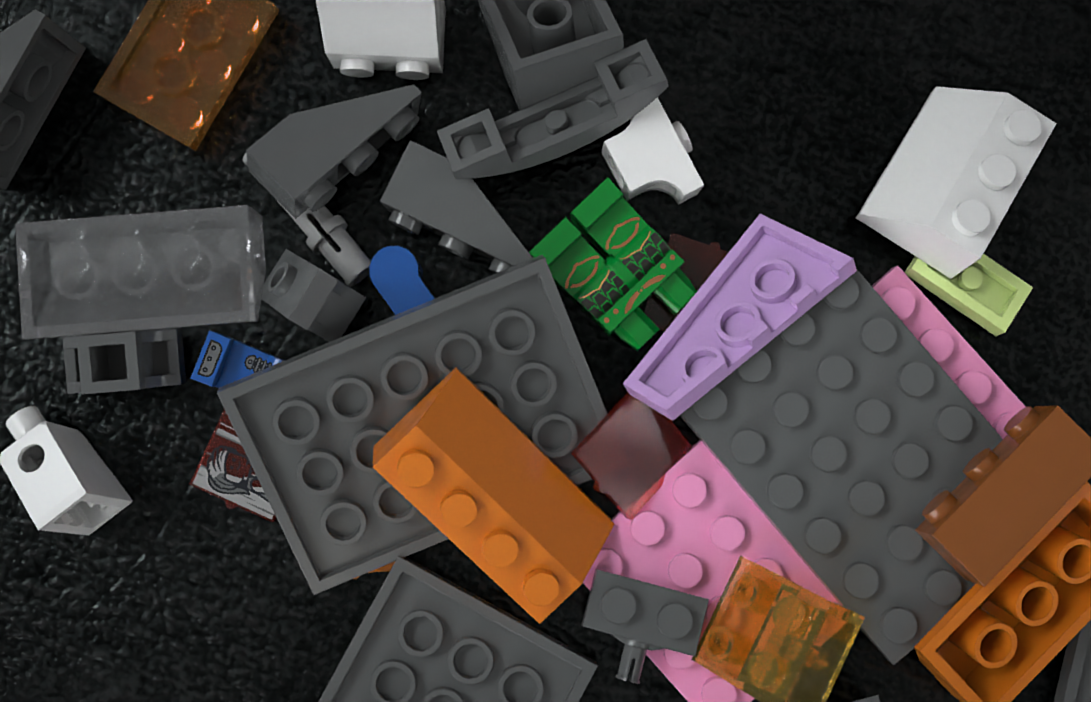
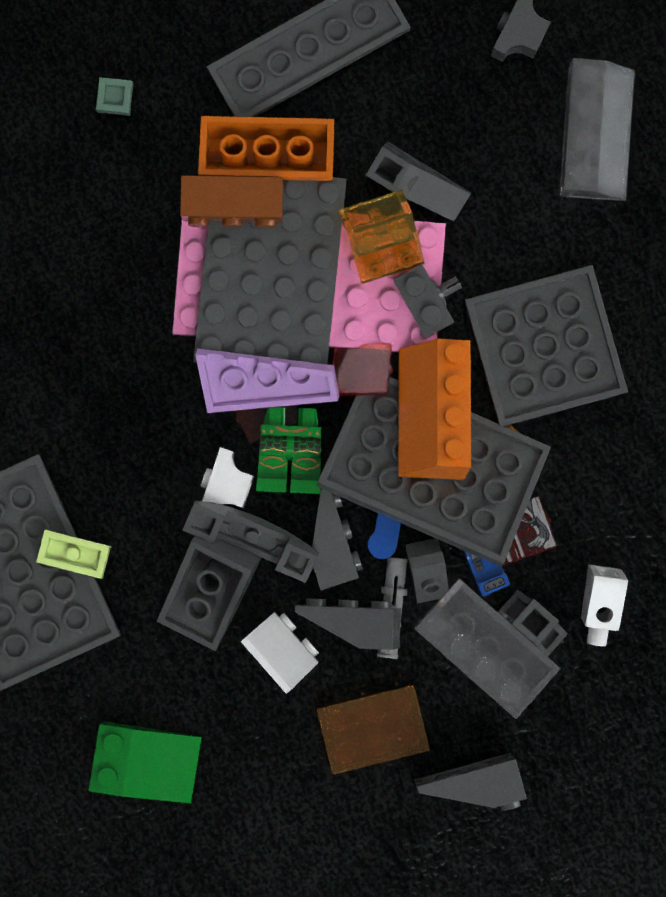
camera: 130 degrees left, 0 degrees up
(956, 175) = (112, 345): white slope -> none
(980, 292) = (150, 297): yellowish green plate -> none

